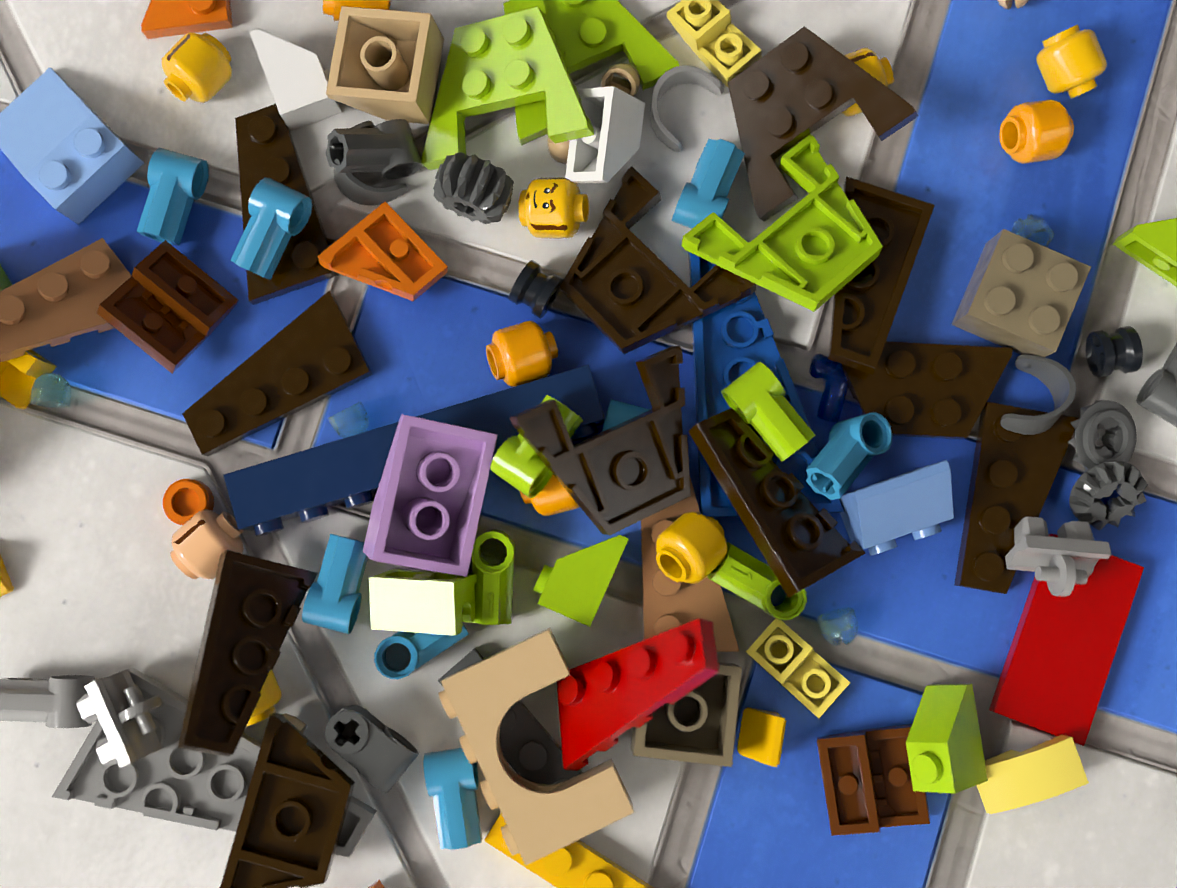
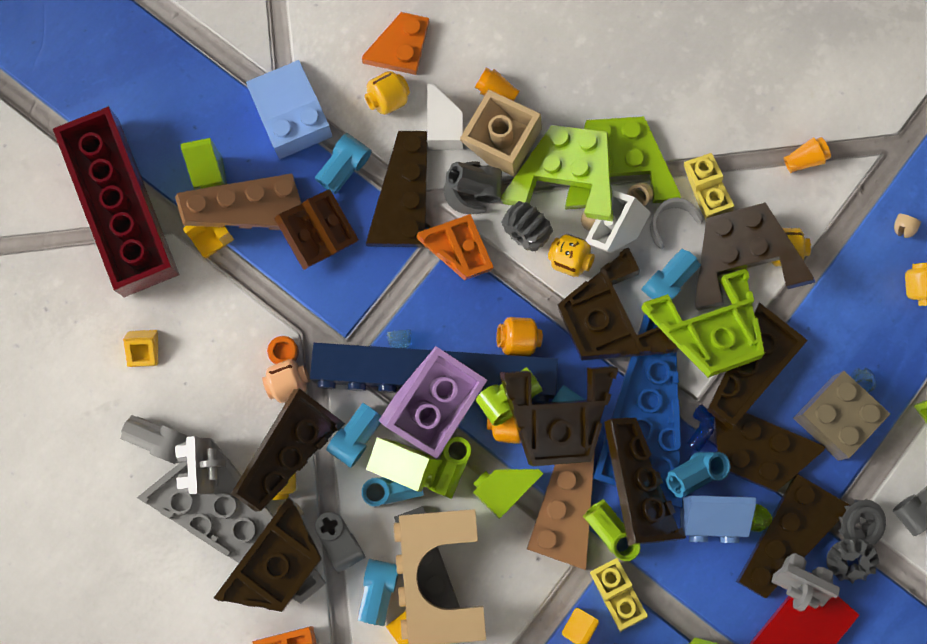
camera: 20 degrees right, 5 degrees down
(51, 391) = (227, 254): clear light blue hinge -> none
(275, 217) = (402, 199): dark azure piece -> none
(288, 373) = (375, 295): dark brown wing -> none
(535, 289) = (542, 300): black wheel -> none
(629, 685) = (509, 561): red wing -> none
(691, 548) = (579, 493): yellow head -> none
(697, 725) = (540, 591): dark tan brick -> none
(761, 402) = (655, 421): lime piece -> none
(838, 626) = (653, 578): clear light blue hinge -> none
(962, 485) = (761, 519): none -> clear neon green hinge
(1036, 131) = (888, 318): light orange head -> none
(1061, 386) = (847, 482): dark grey helmet -> none
(1114, 351) = (888, 472): black wheel -> none

